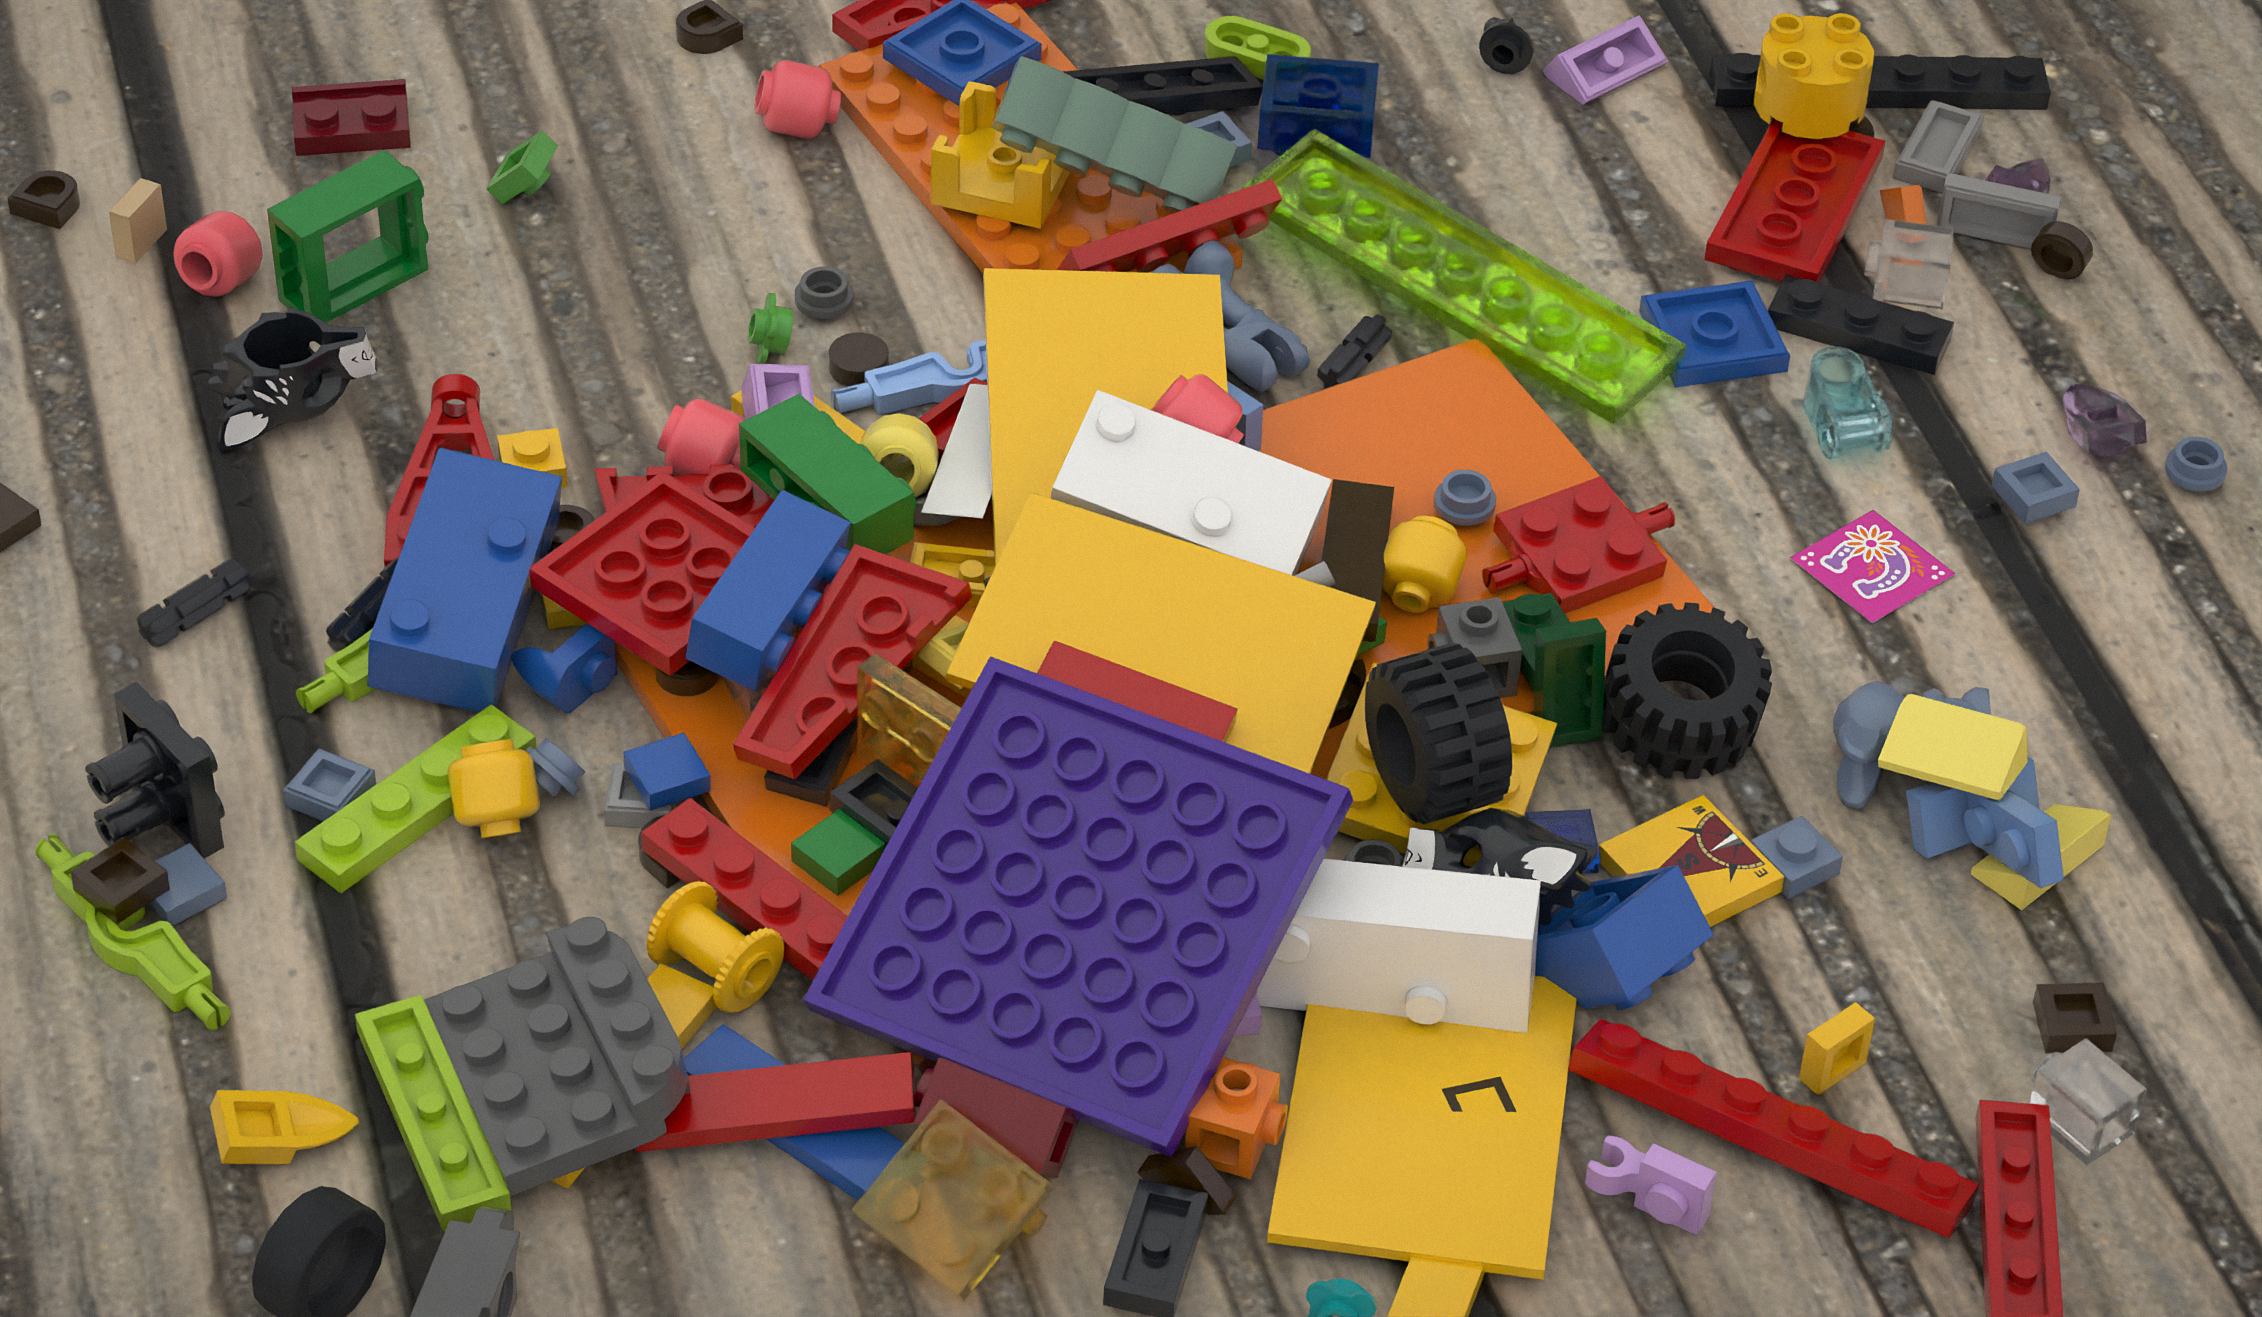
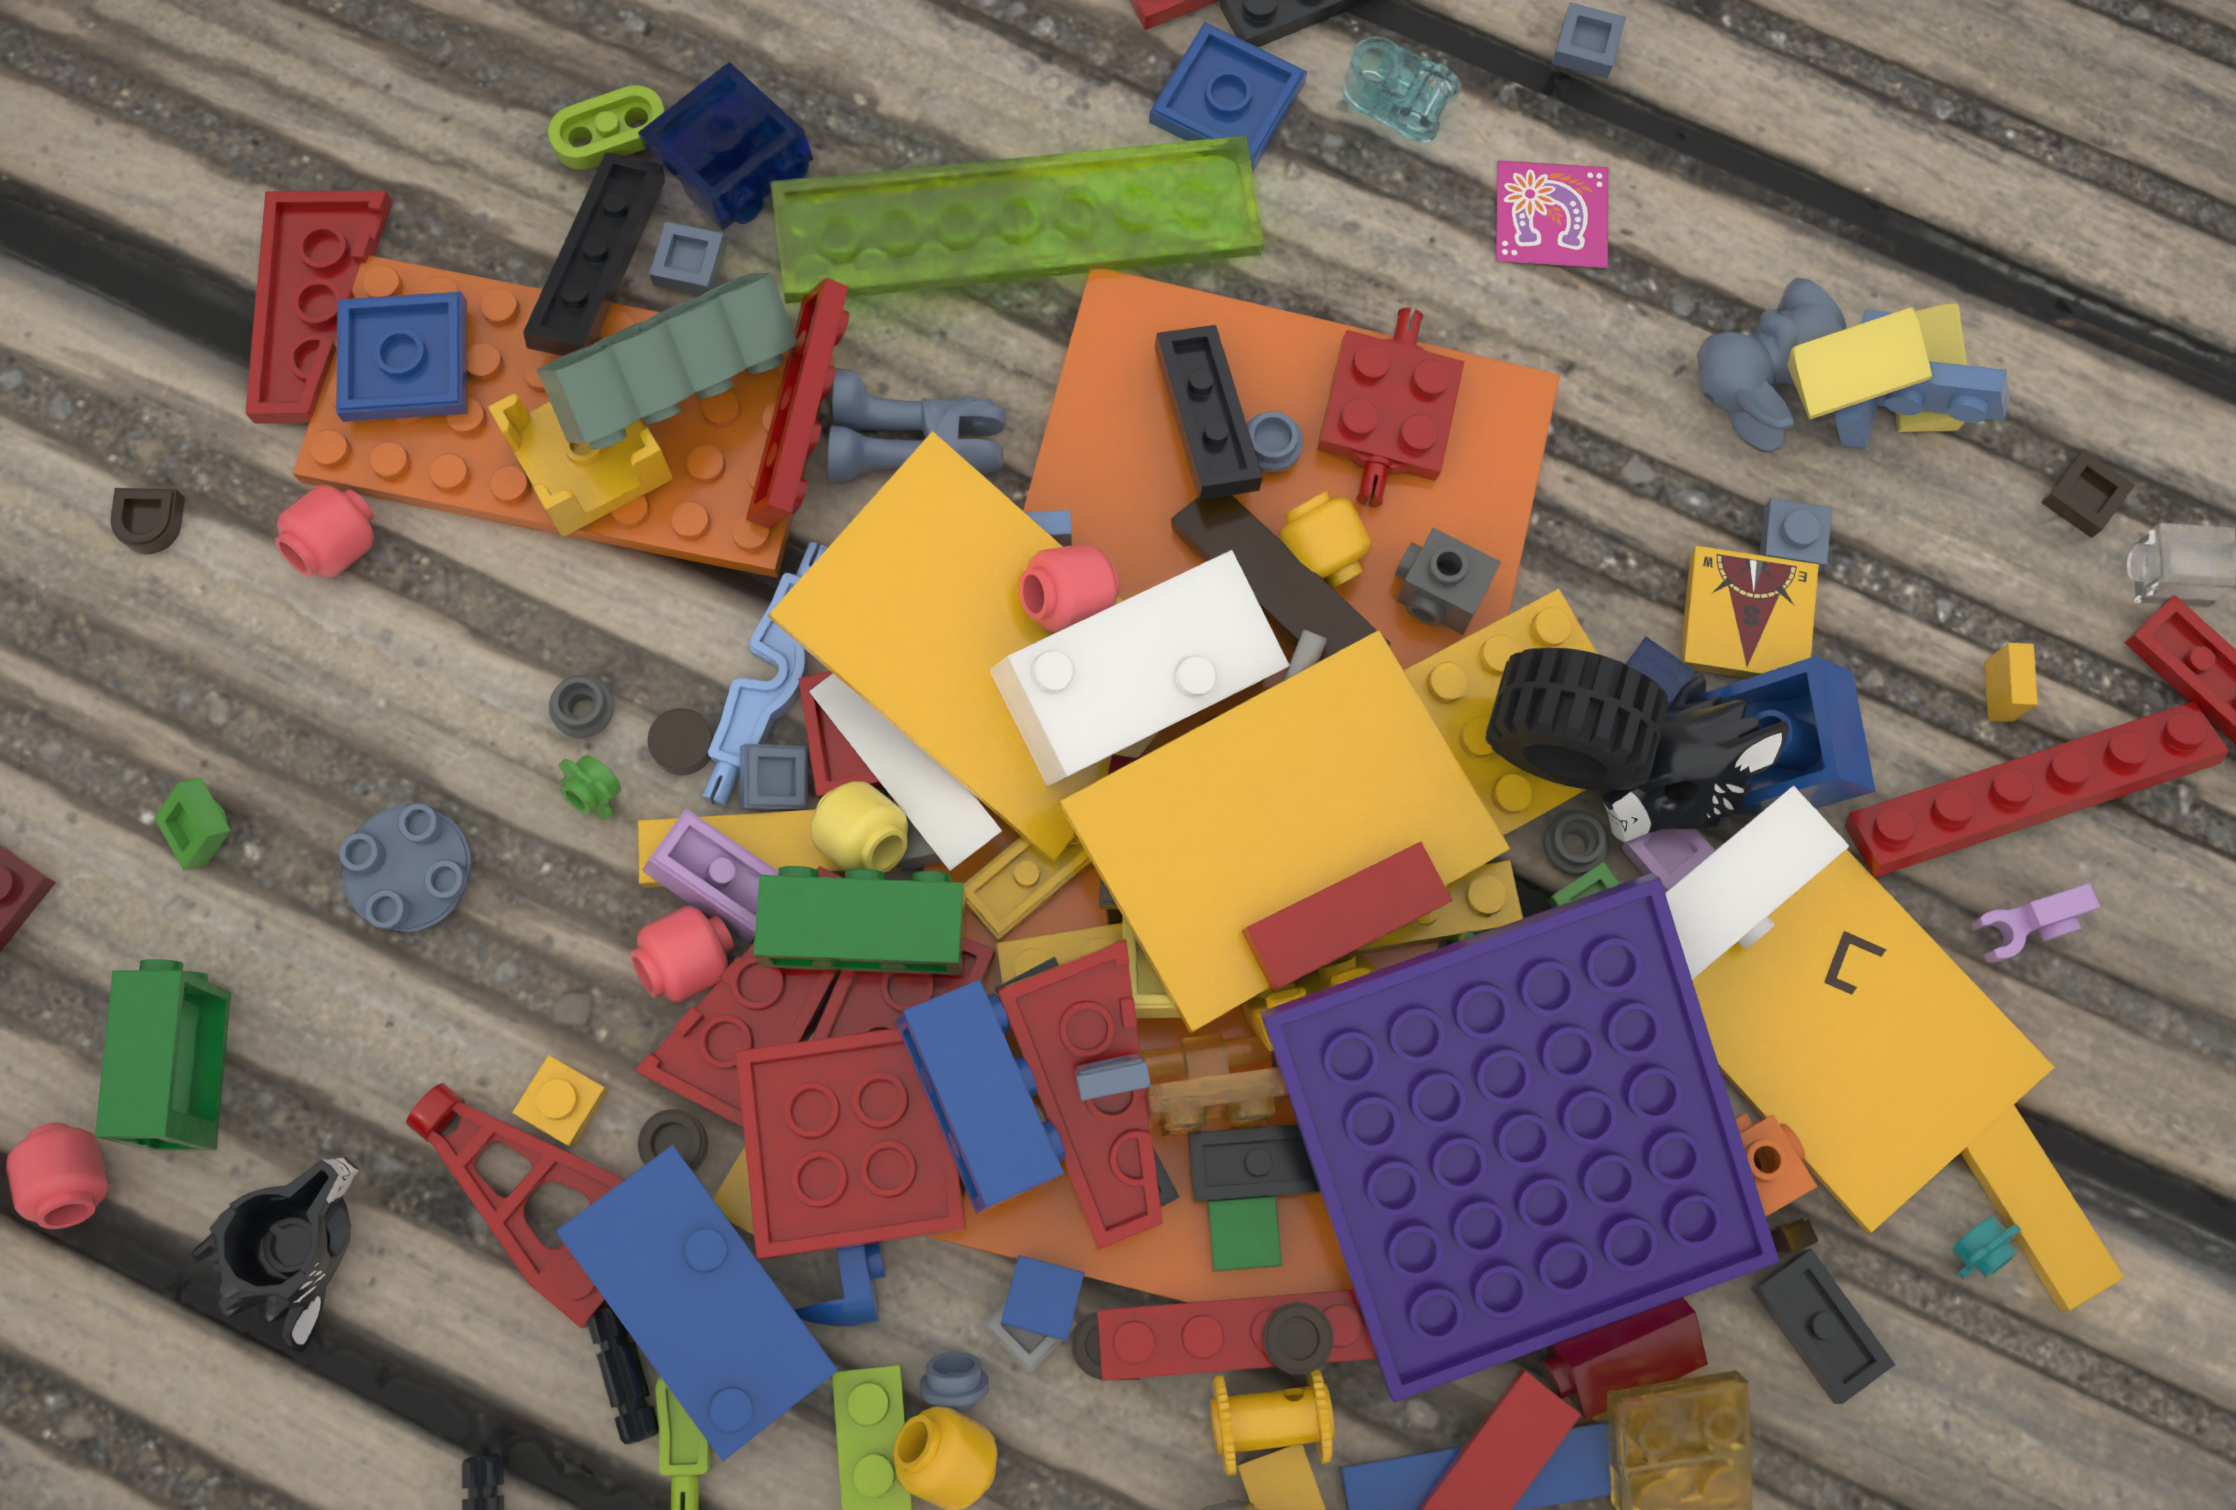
camera: 50 degrees left, 30 degrees up
(609, 283) = (406, 868): none -> sand blue dish
(789, 901) = (1297, 1338): none -> dark brown tile
(857, 627) = (1111, 1076): none -> sand blue tile
(881, 399) = (773, 777): none -> sand blue tile
(1355, 351) = (1024, 380): black piece -> none
(1436, 442) = (1208, 412): none -> black plate
(1561, 665) = (1523, 539): dark green bracket -> none
(1694, 650) = (1646, 447): black tyre -> none

